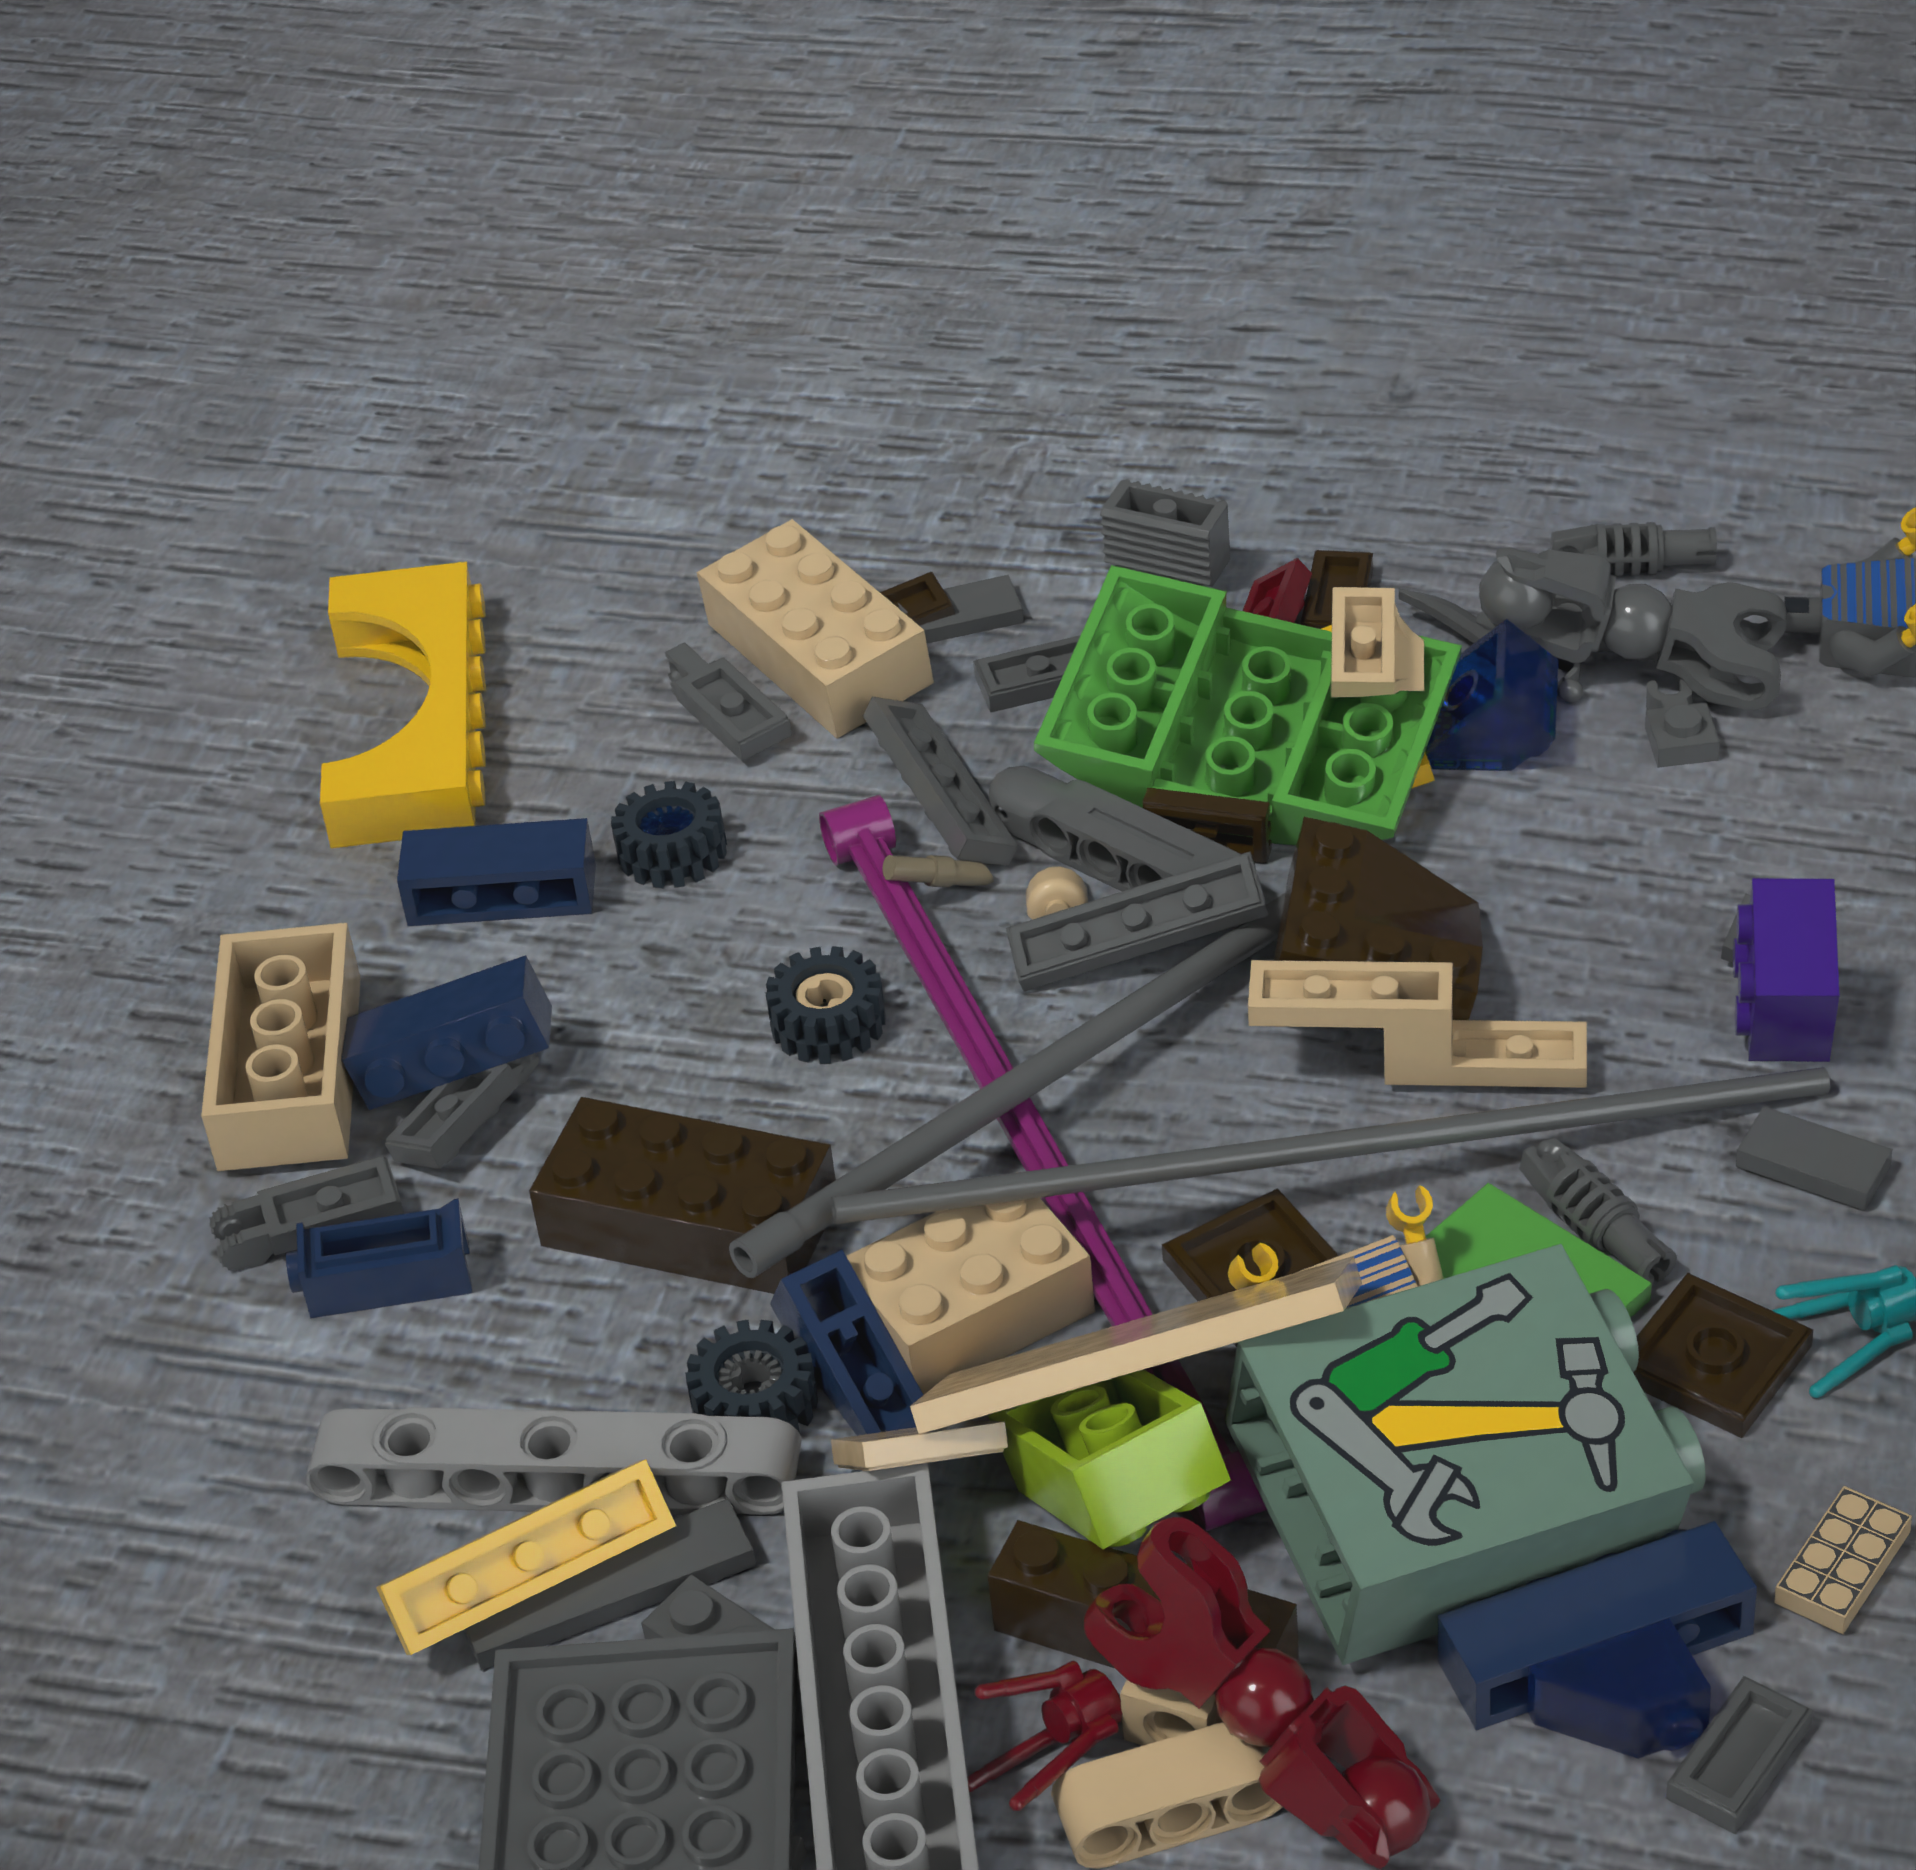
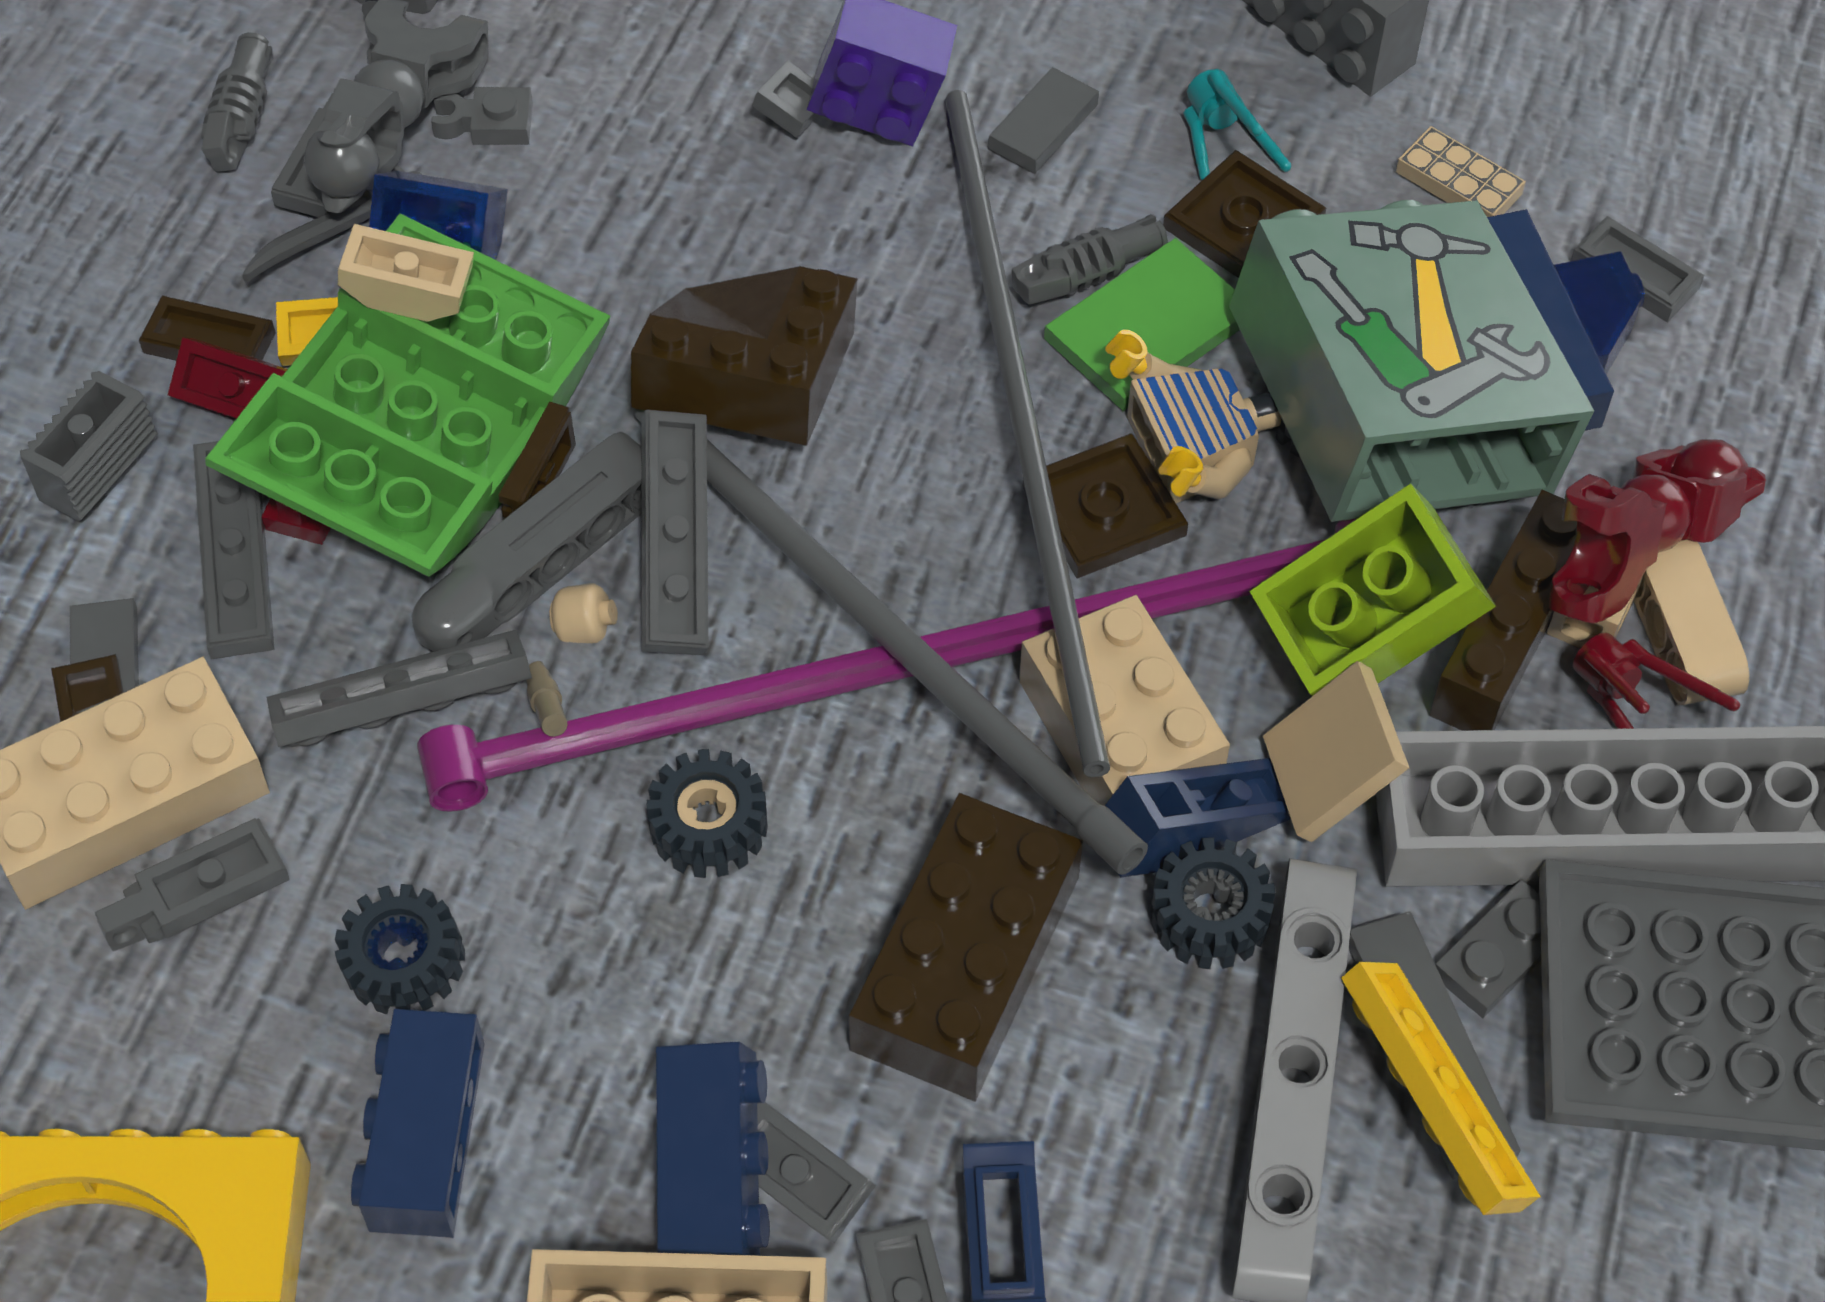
camera: 90 degrees left, 15 degrees up
(1138, 1344) = (1294, 546): tan tile -> none
(1417, 1017) = (875, 333): tan bracket -> none

